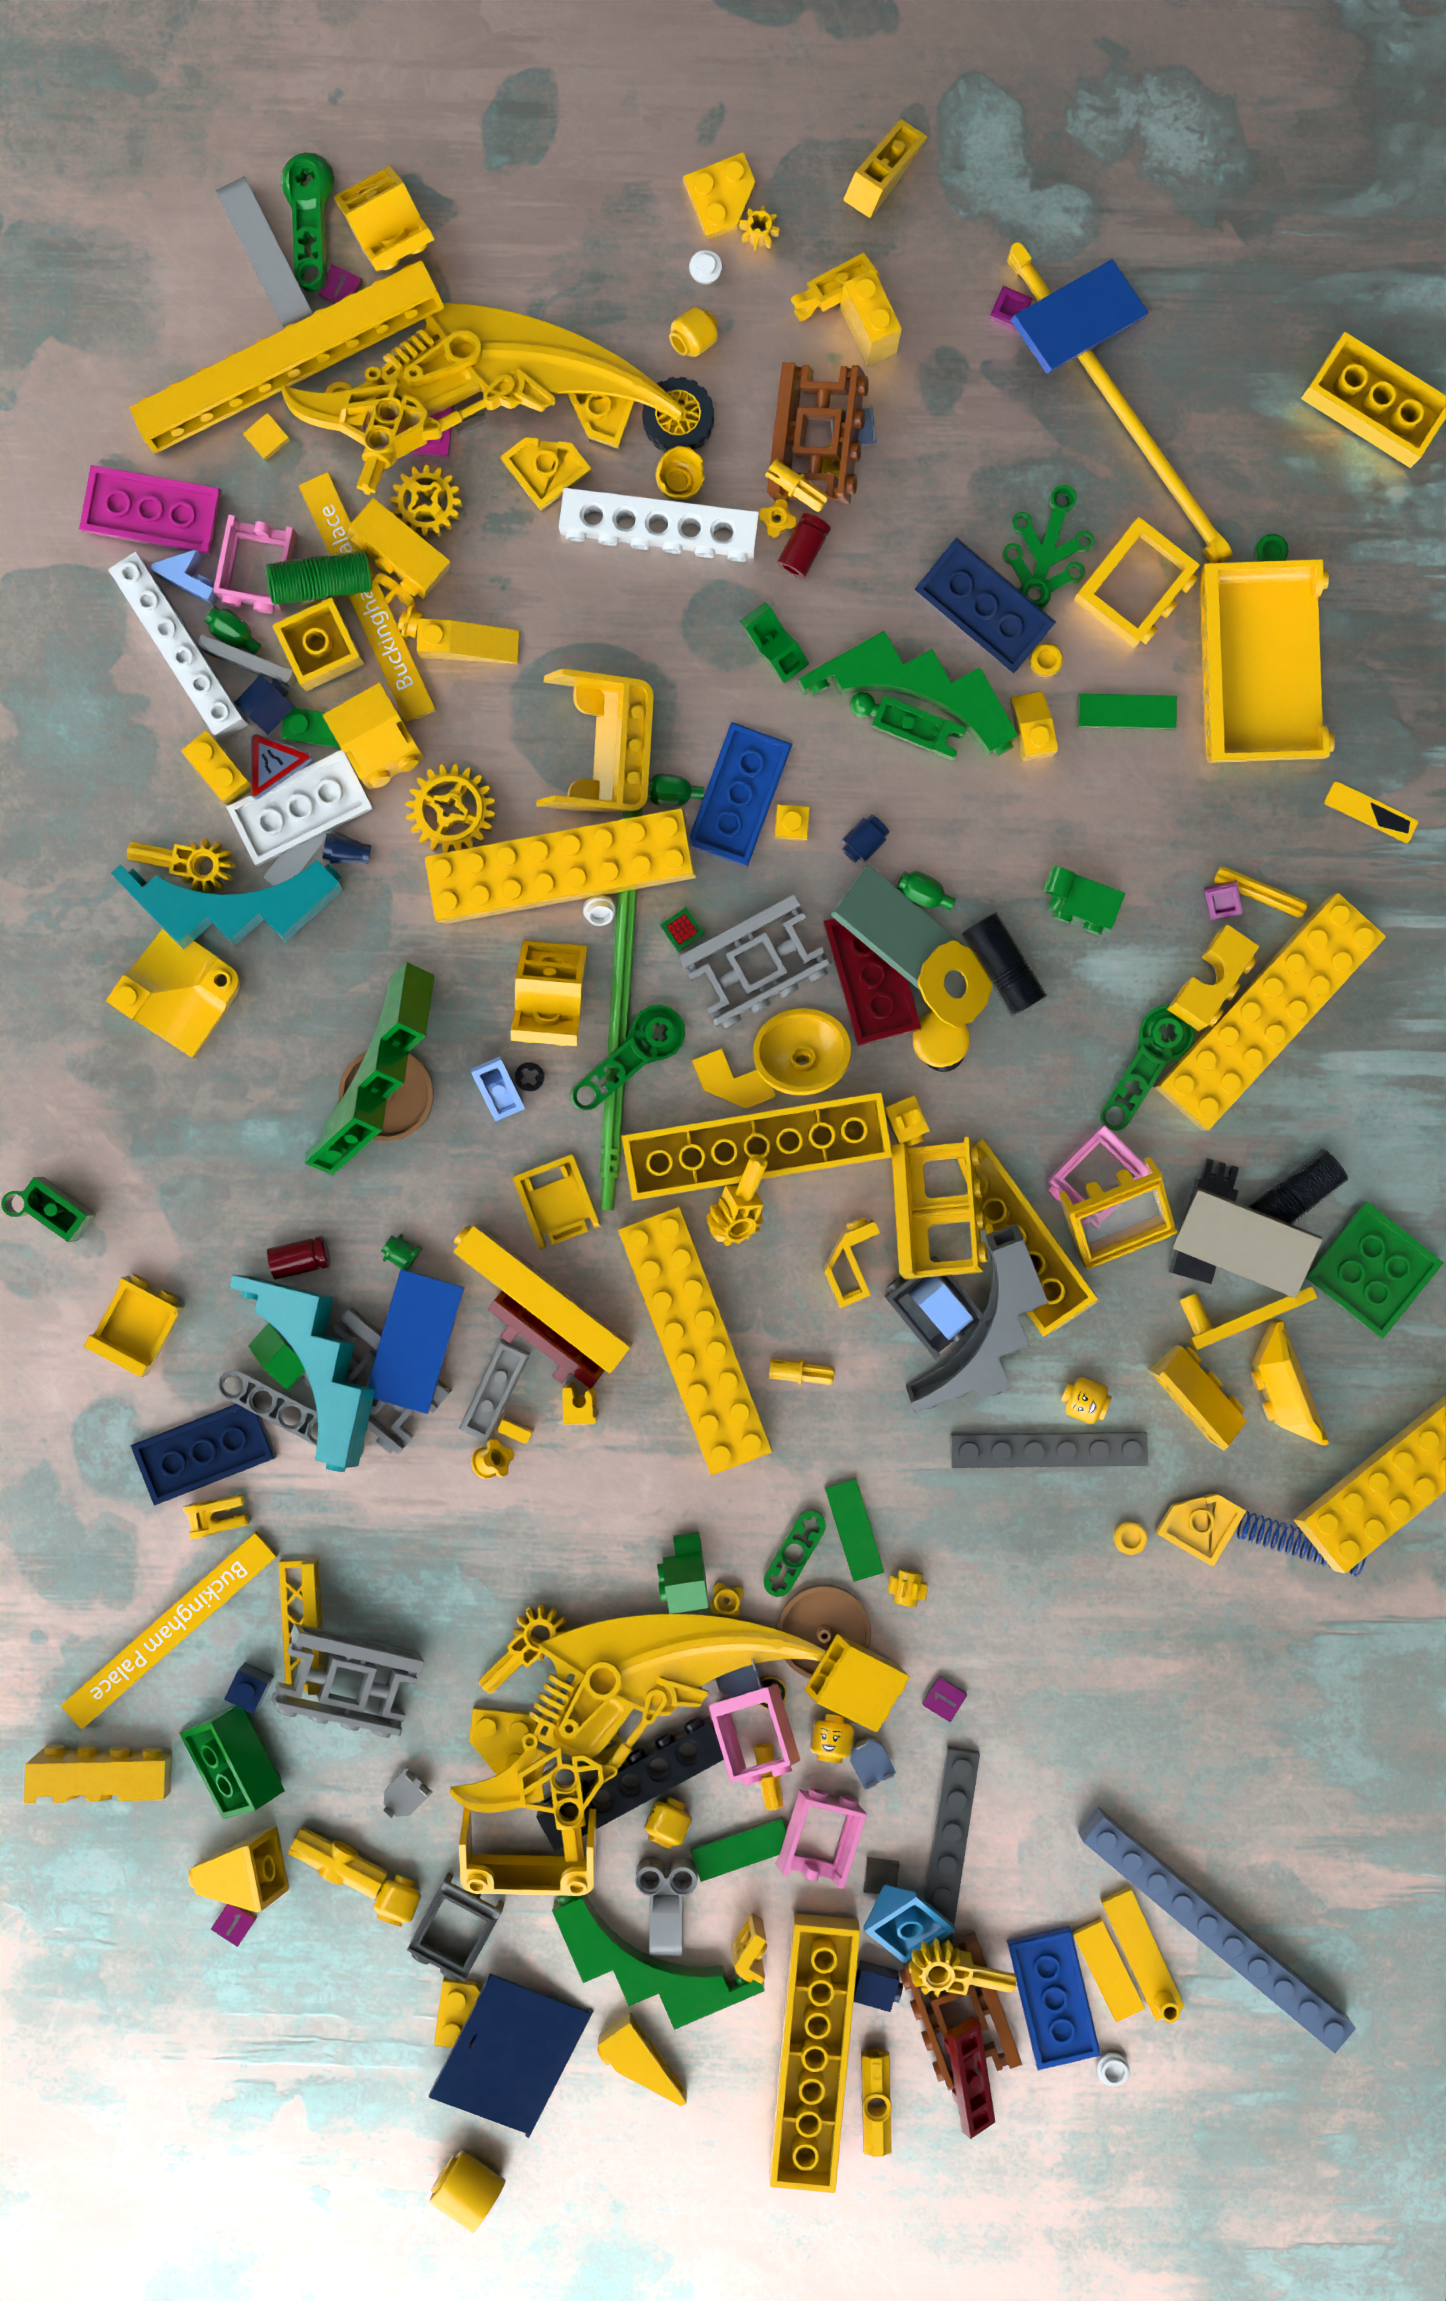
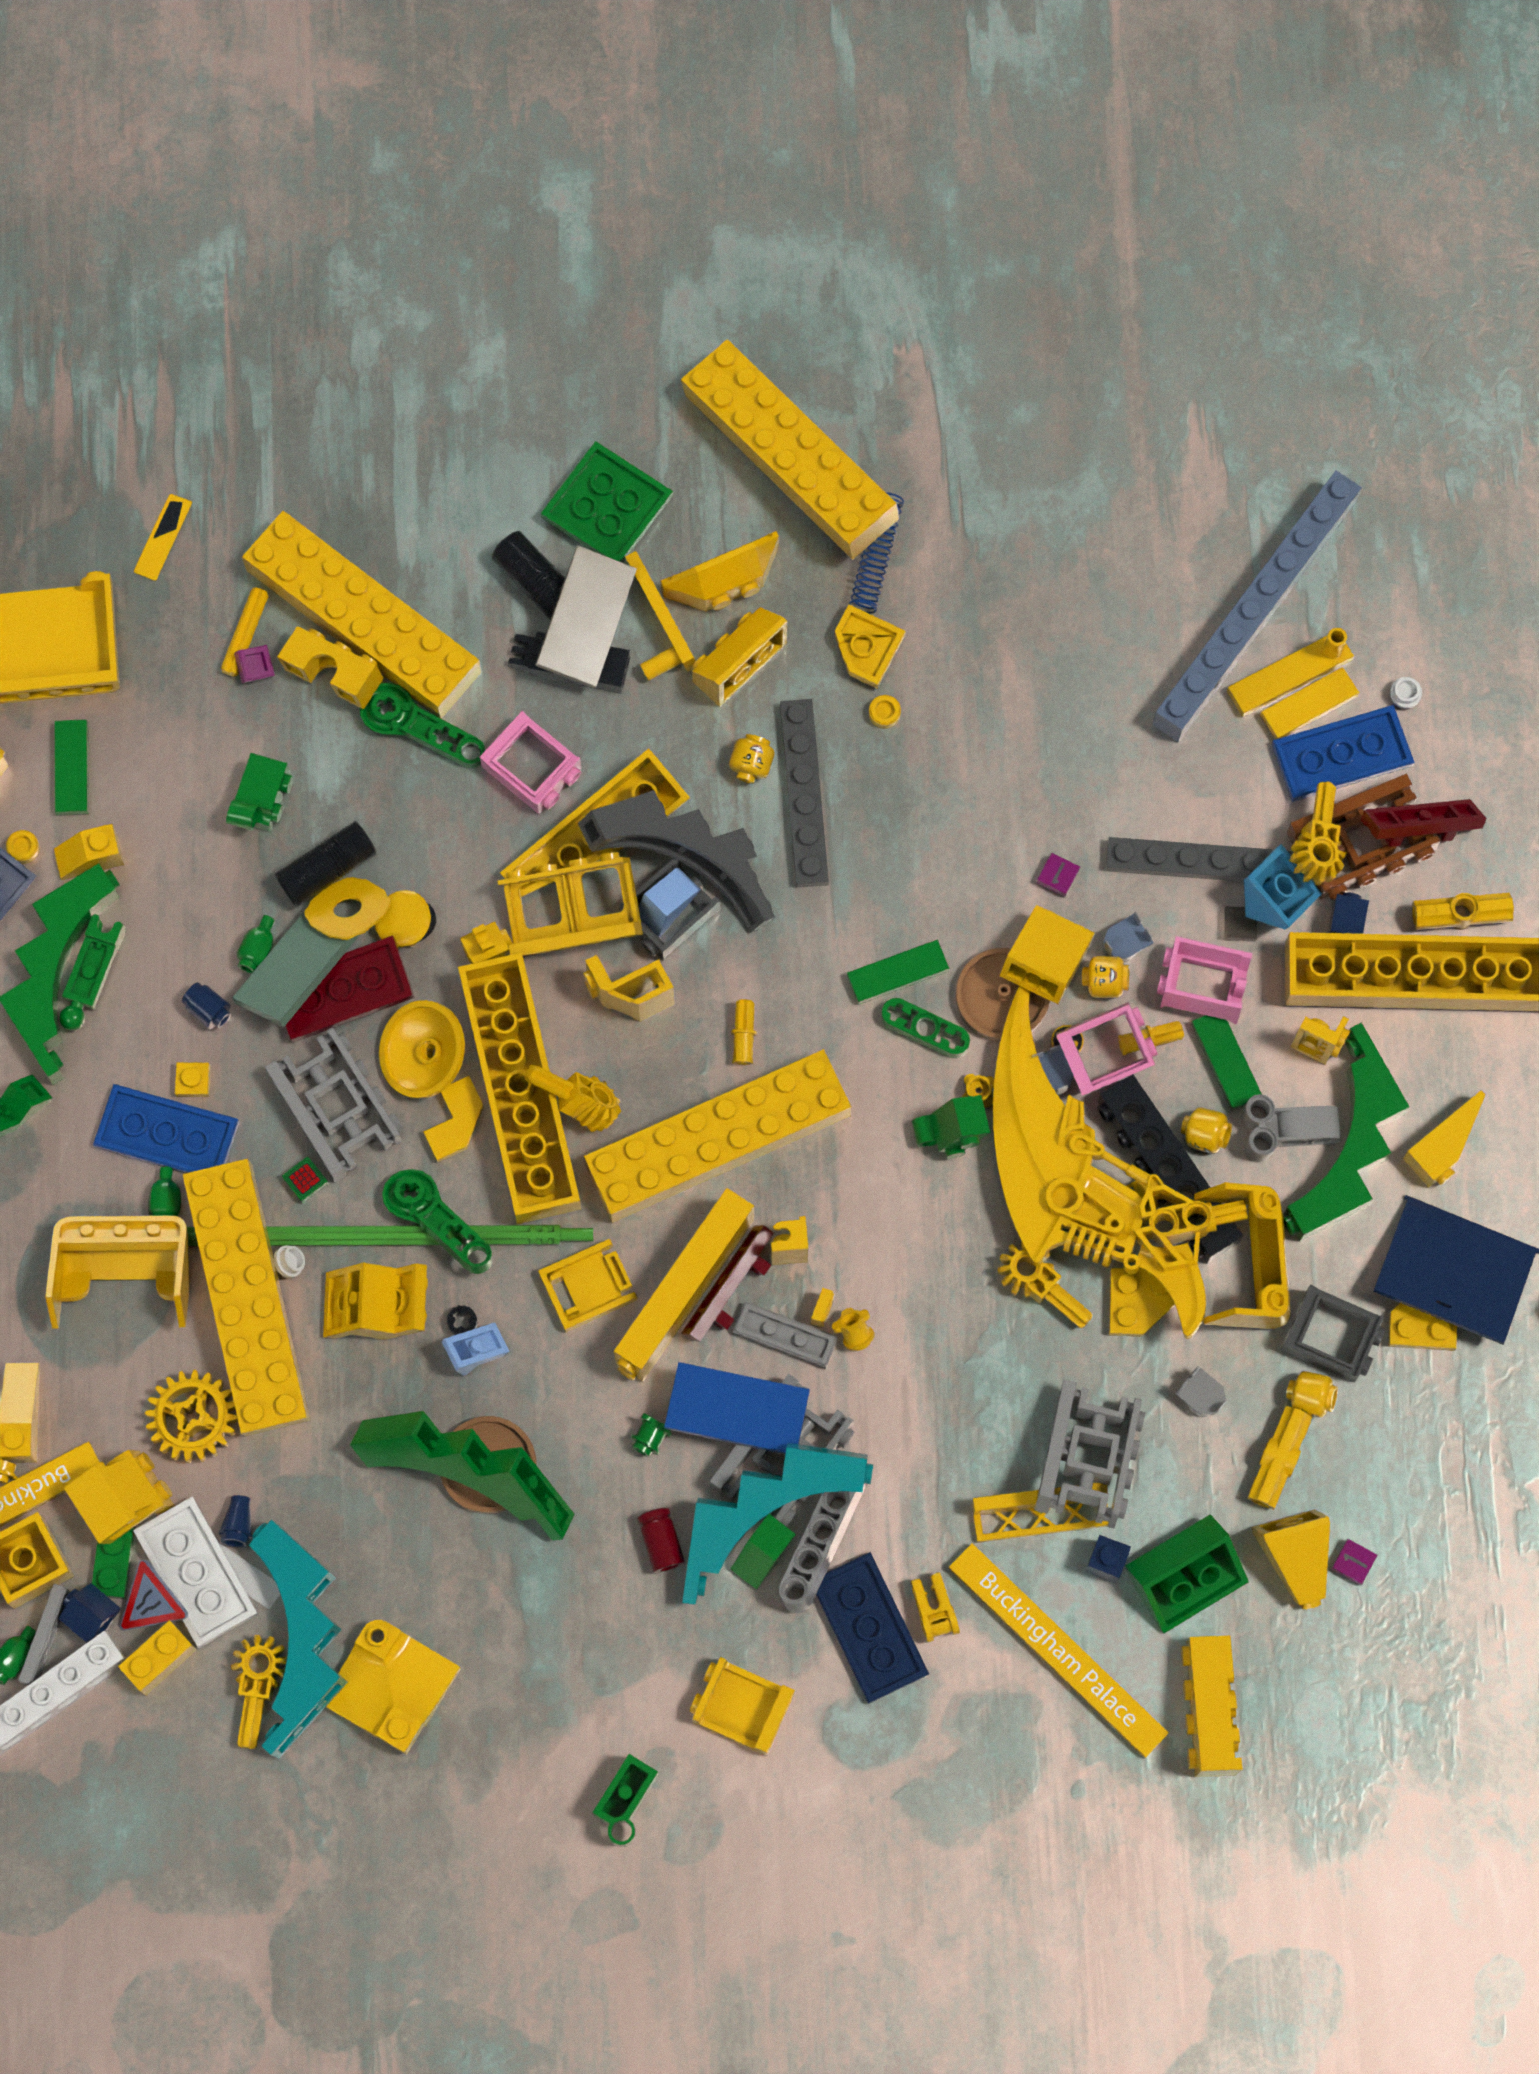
camera: 90 degrees left, 15 degrees down
(907, 1587) = (950, 914): yellow gear -> none
(1120, 1218) = (570, 737): yellow window -> none

